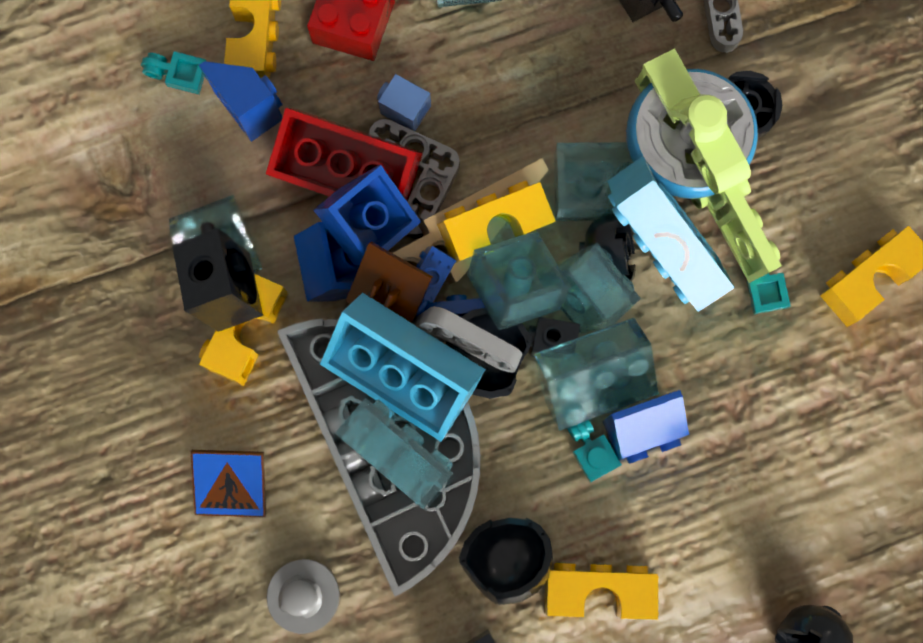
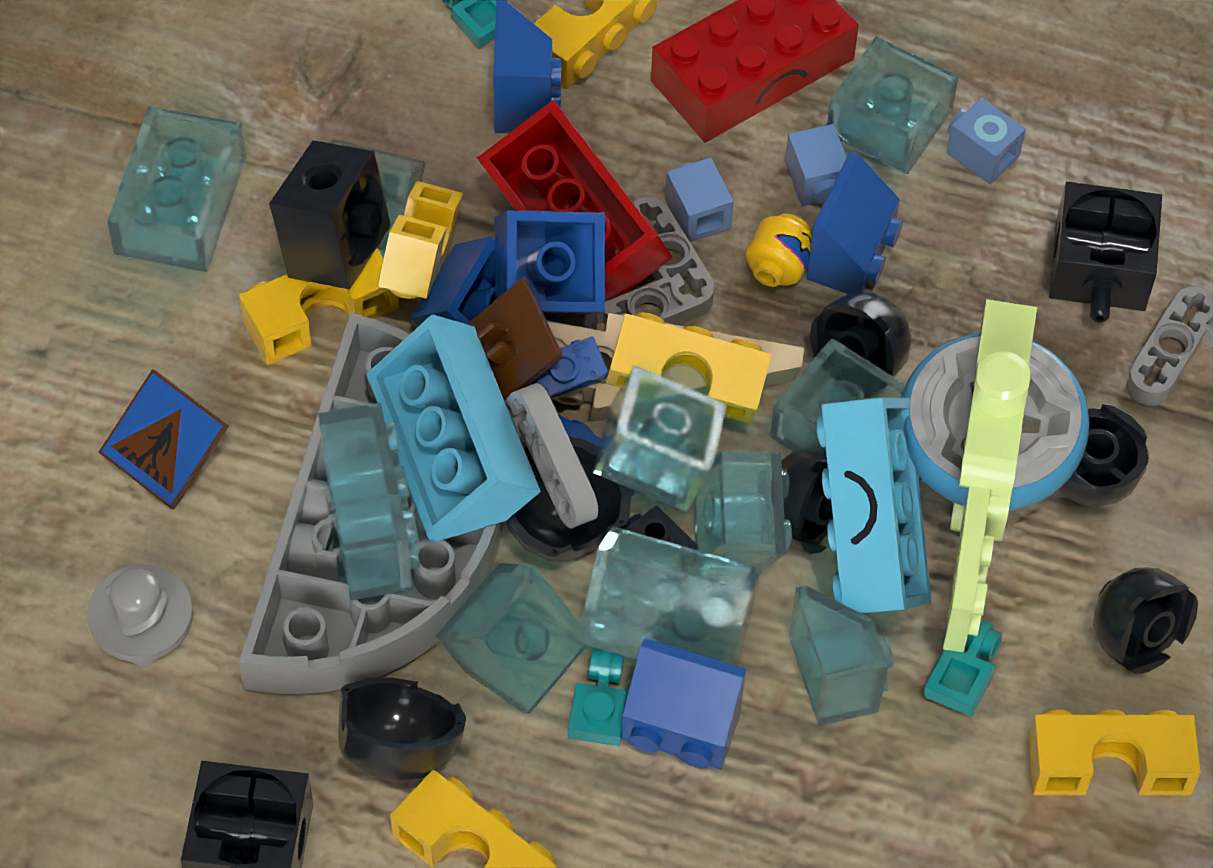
camera: 35 degrees right, 20 degrees down
(103, 320) = (177, 189): none -> clear light blue brick
(279, 253) = (420, 241): none -> yellow arch
(453, 32) = (814, 162): none -> medium blue brick
(476, 103) = (779, 250): none -> yellow head
(508, 61) = (854, 229): none -> blue slope
(519, 450) = (514, 635): none -> clear light blue slope
(564, 121) = (866, 326): none -> black cylinder
(706, 334) = (838, 657): none -> clear light blue slope
(833, 184) = (1142, 617): none -> black cylinder

